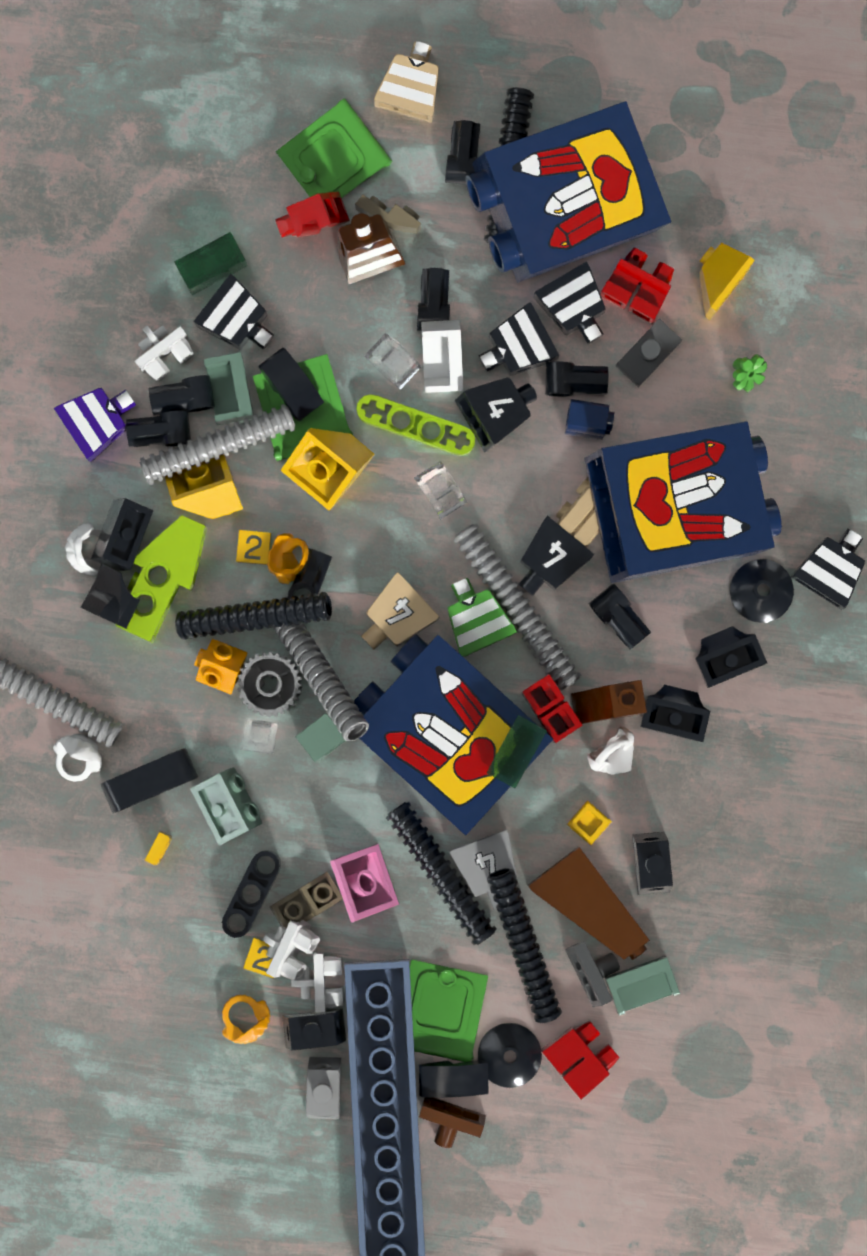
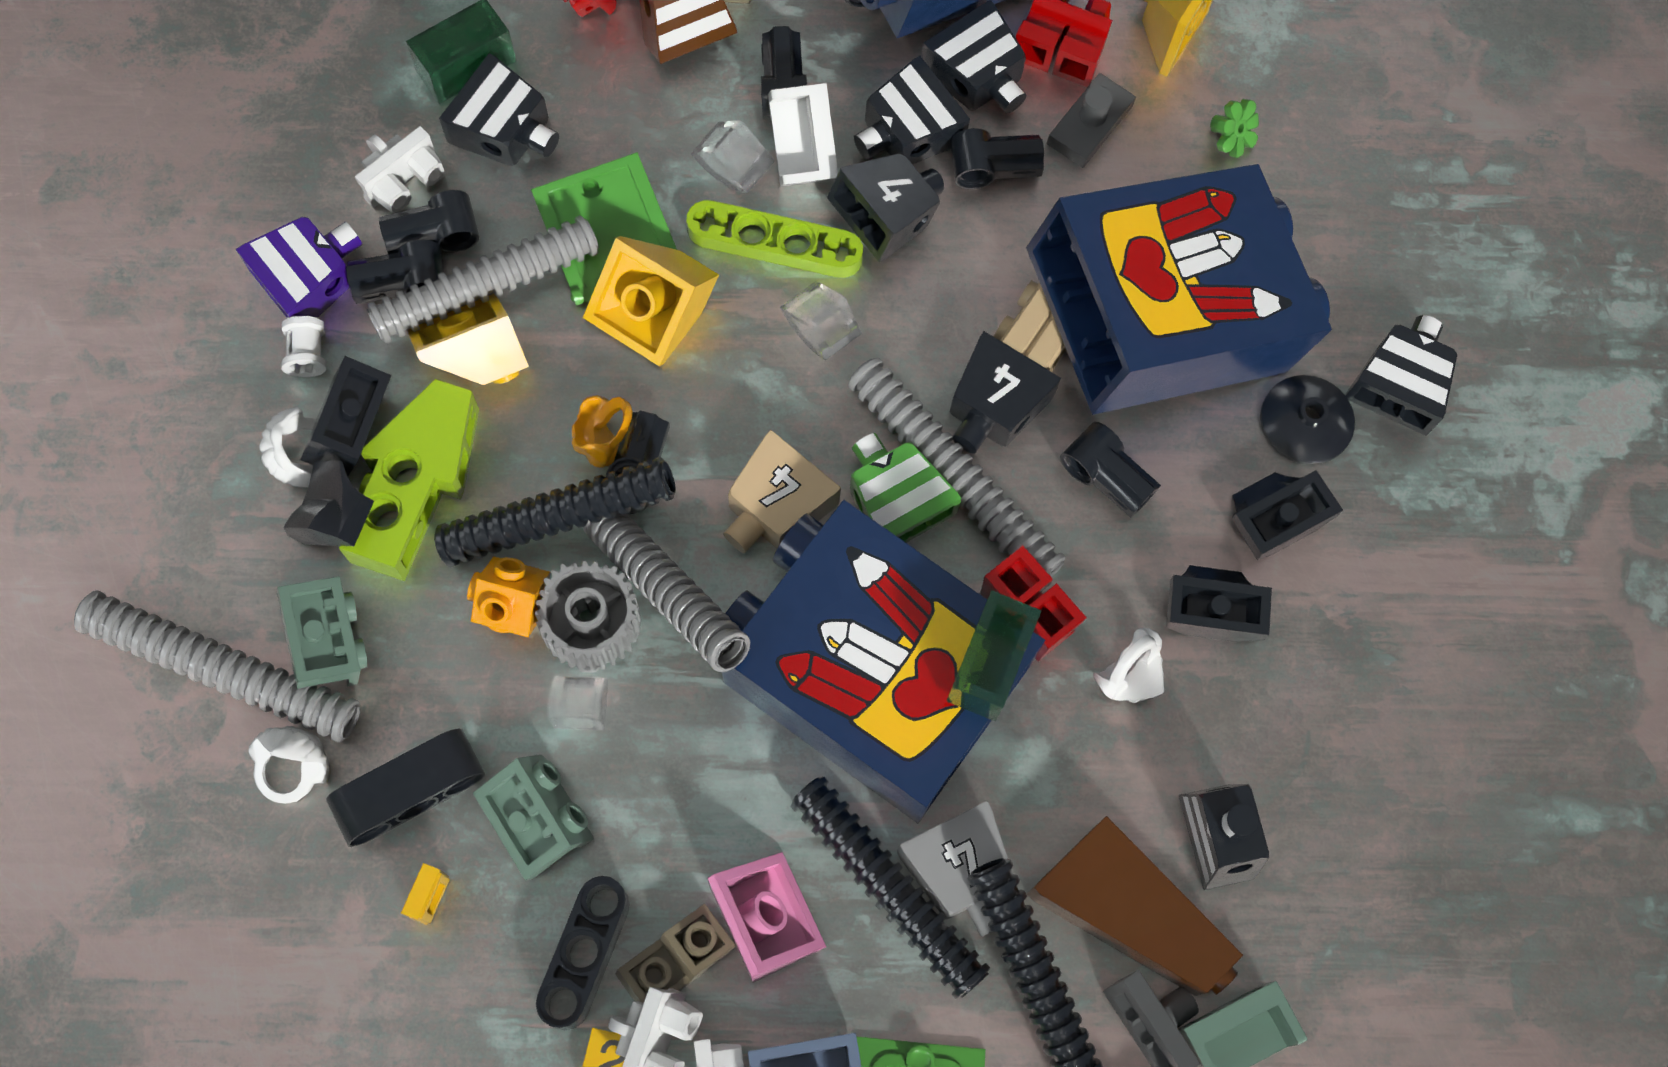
camera: 10 degrees left, 15 degrees down
(94, 477) = (303, 346): none -> white bush
(101, 679) = (320, 632): none -> sand green bracket
(229, 388) = (496, 203): sand green panel -> none
(253, 547) = (549, 426): yellow tile -> none
(291, 384) = (588, 186): black slope -> none
(320, 738) = (675, 685): sand green panel -> none
(589, 419) = (1023, 195): dark blue brick -> none
(589, 822) = (1110, 783): yellow tile -> none
(609, 702) = (1132, 575): reddish brown slope -> none

